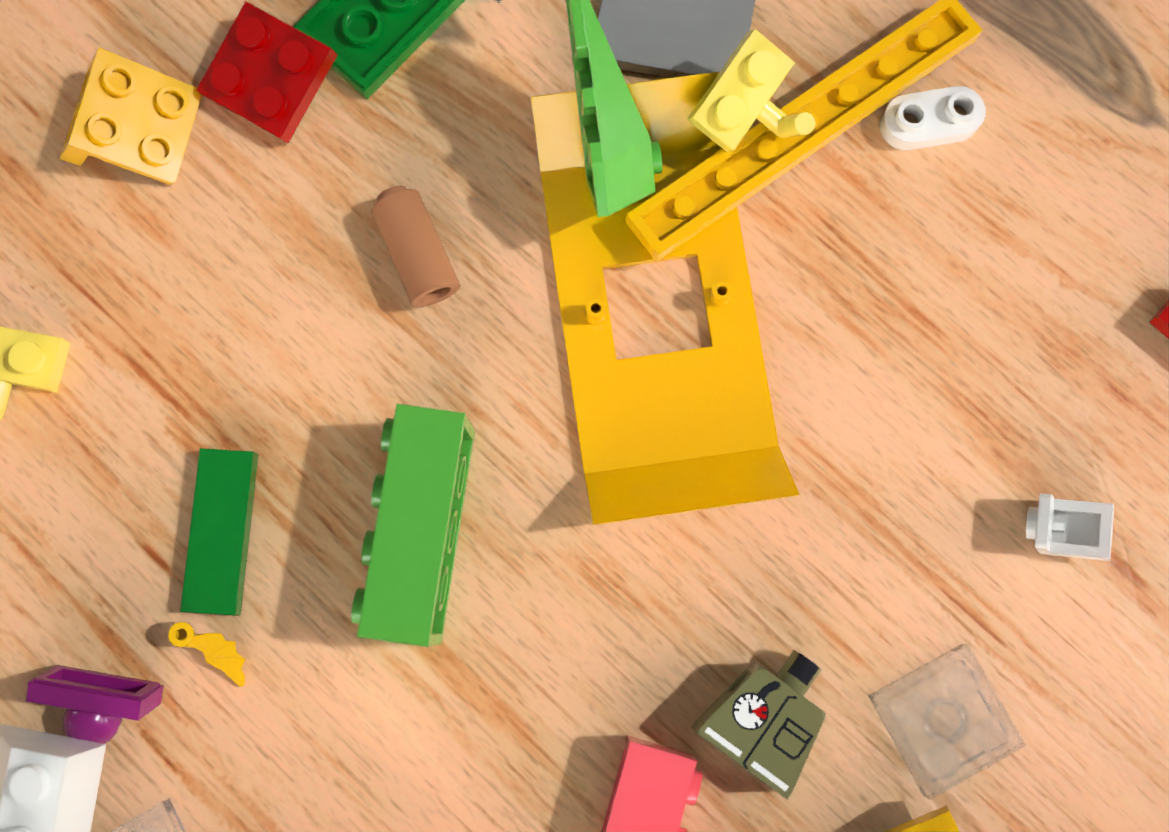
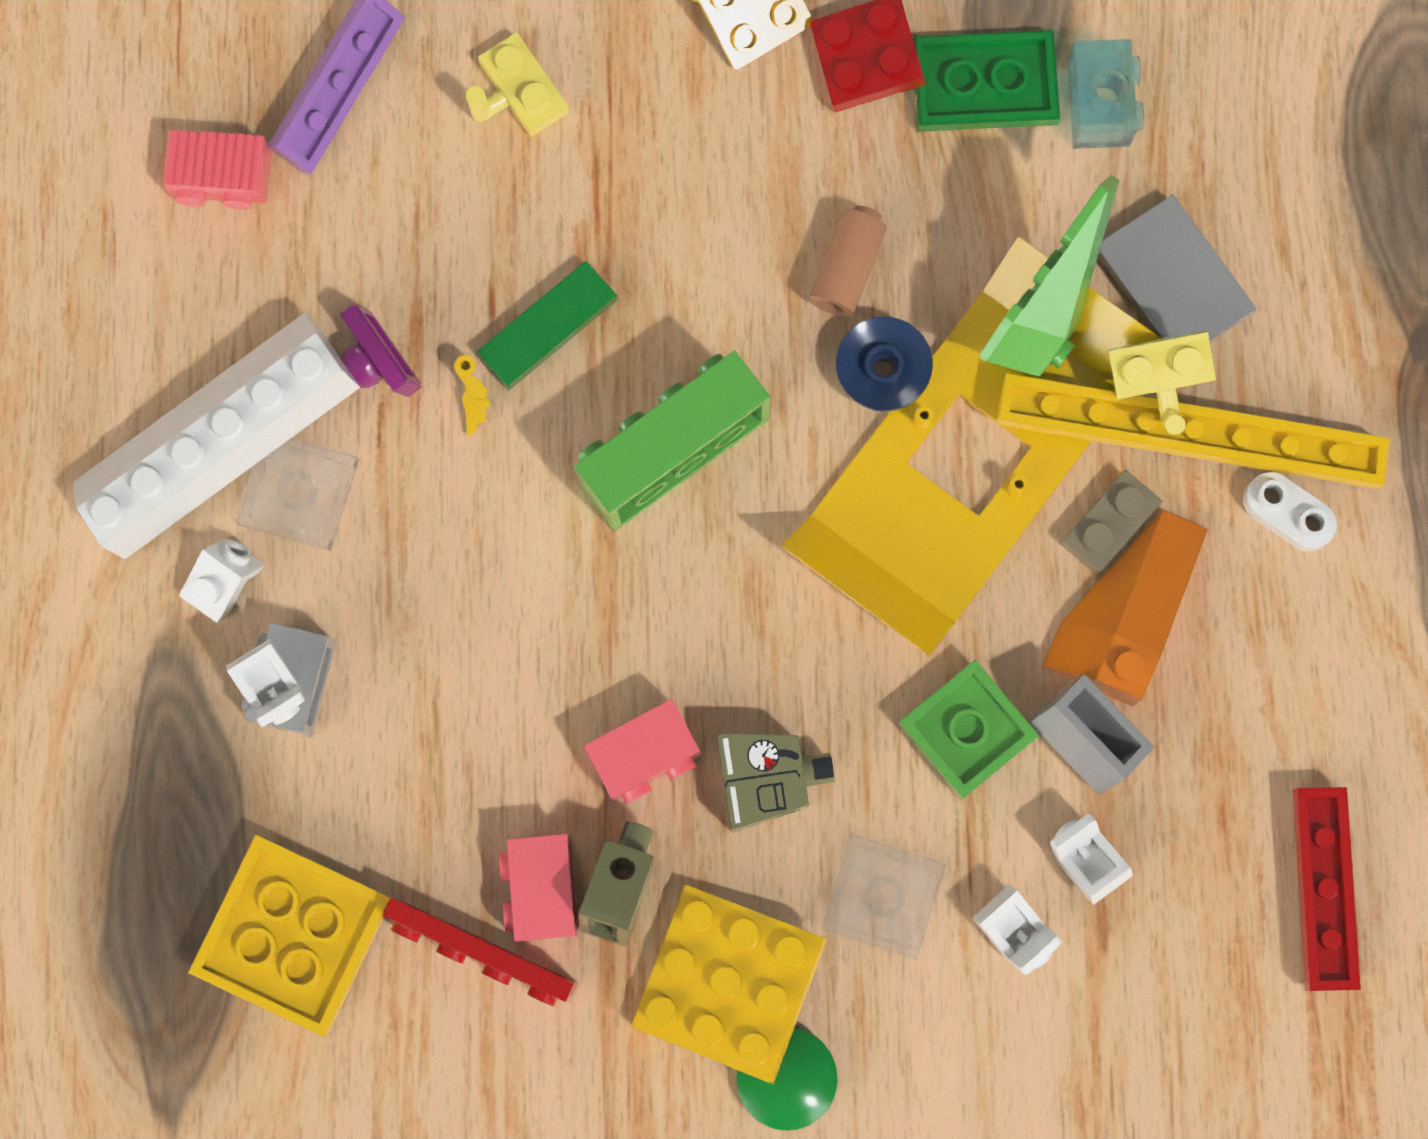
camera: 50 degrees right, 0 degrees up
(517, 275) = (887, 341): none -> dark blue dish
(815, 253) = (1111, 522): none -> dark tan plate
(877, 520) = (968, 729): none -> bright green plate
(903, 311) = (1129, 612): none -> orange wedge
(977, 429) = (1091, 734): none -> light grey brick
(1080, 642) = (1017, 931): none -> white bracket

